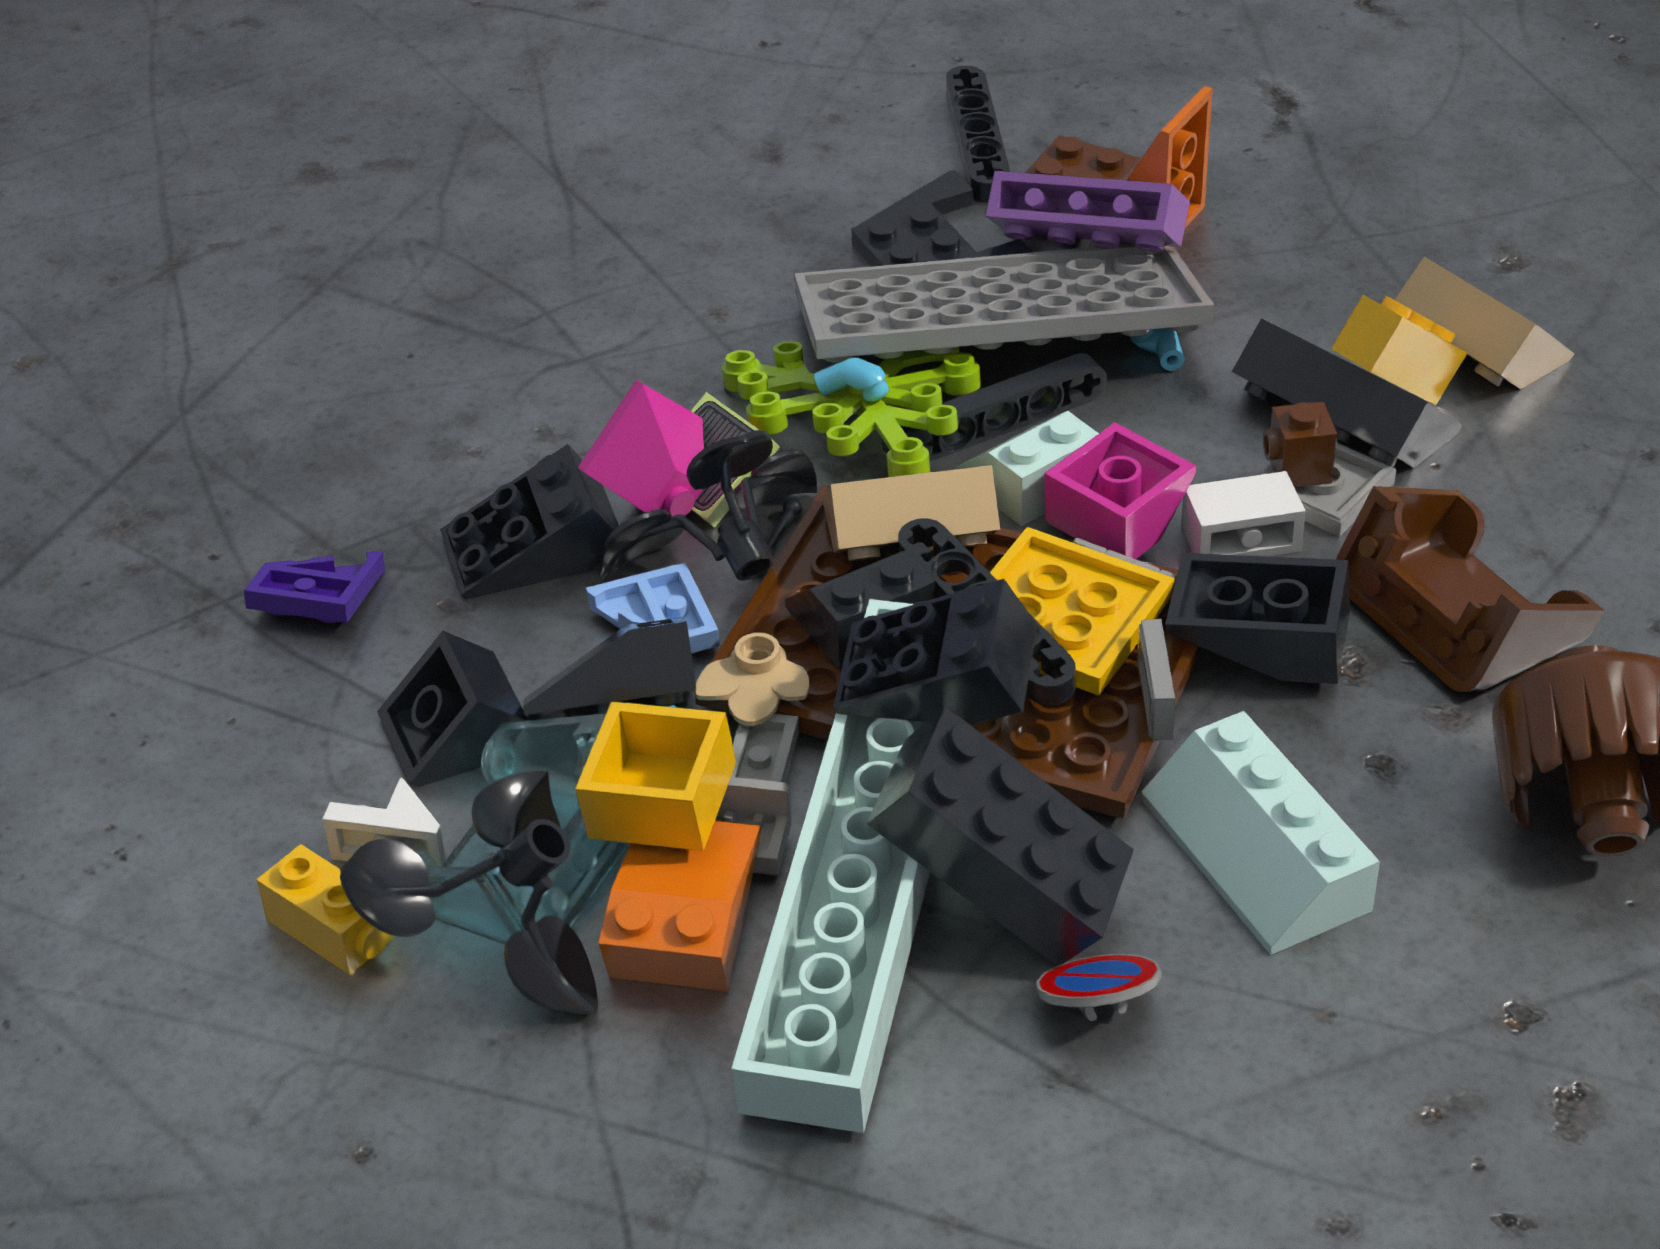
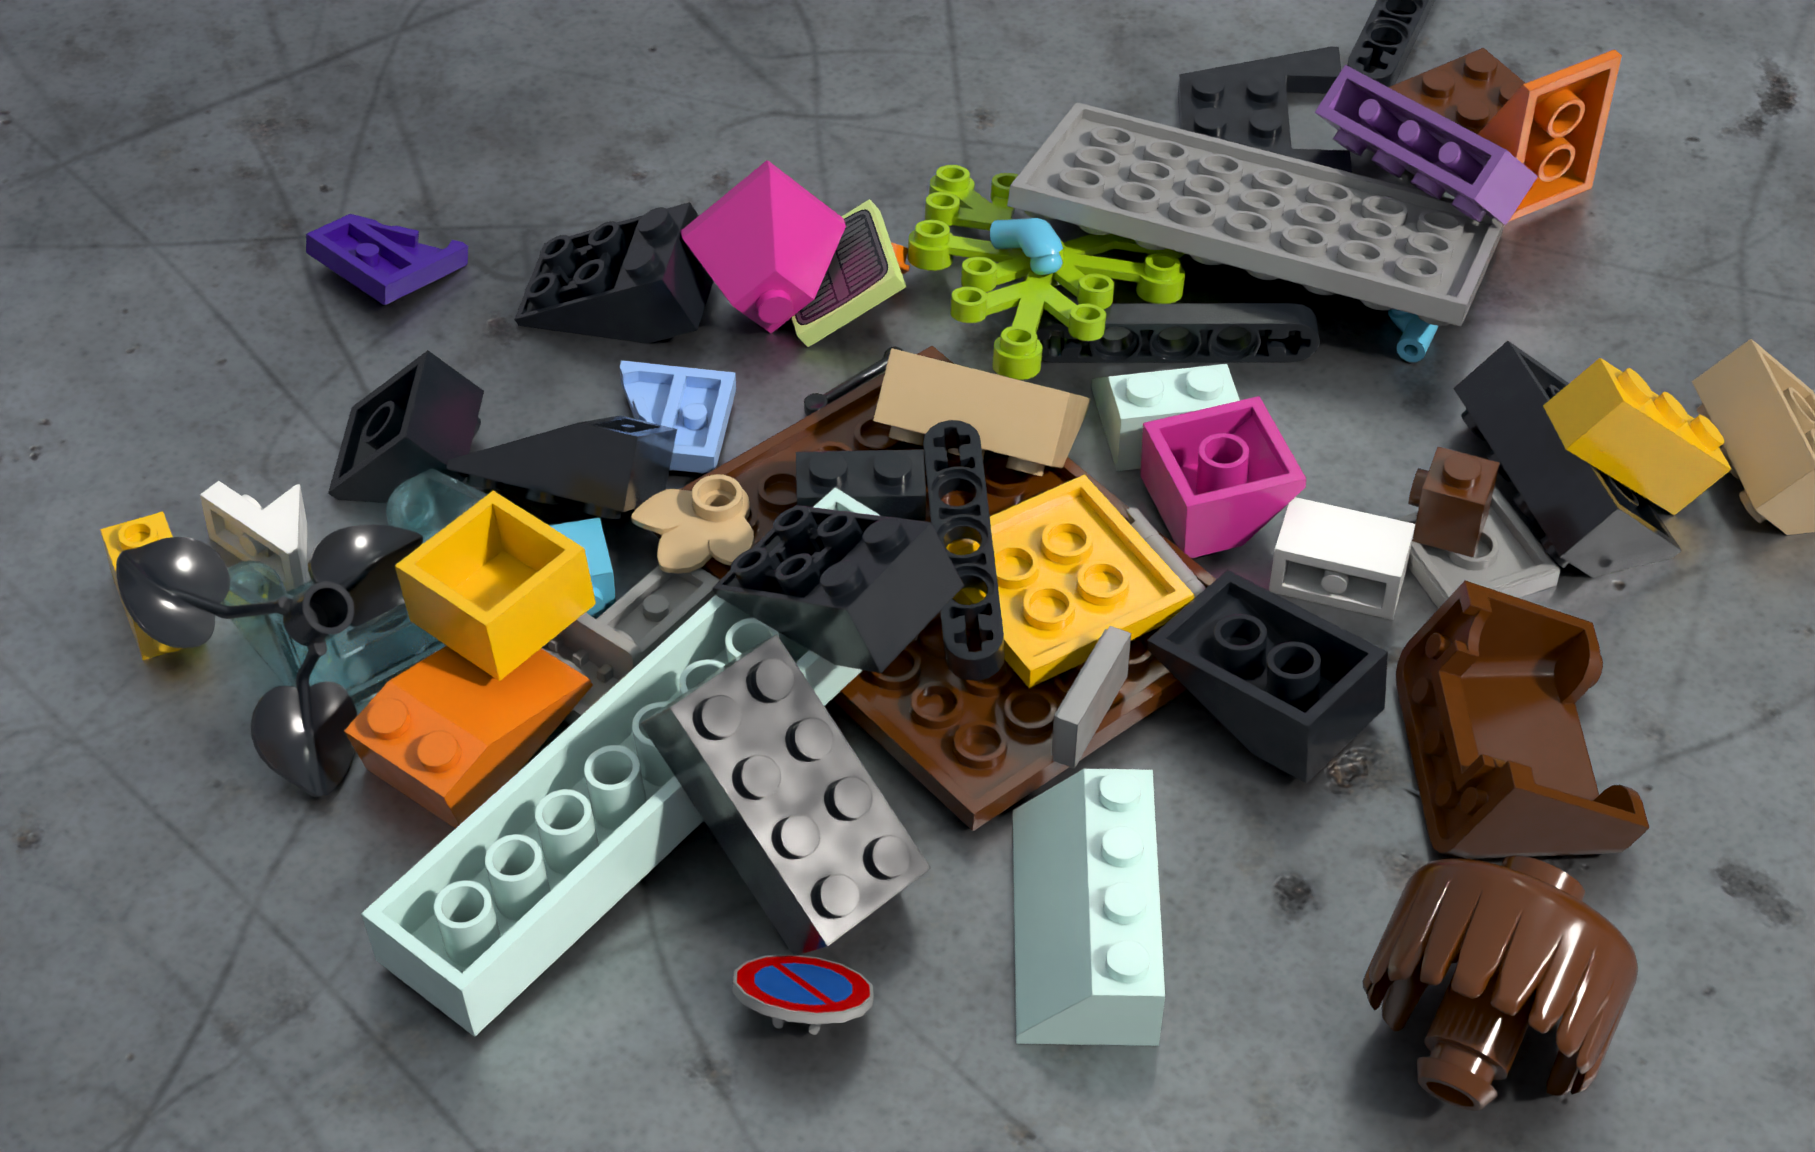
camera: 25 degrees right, 5 degrees up
(739, 537) = (793, 371): black plant -> none

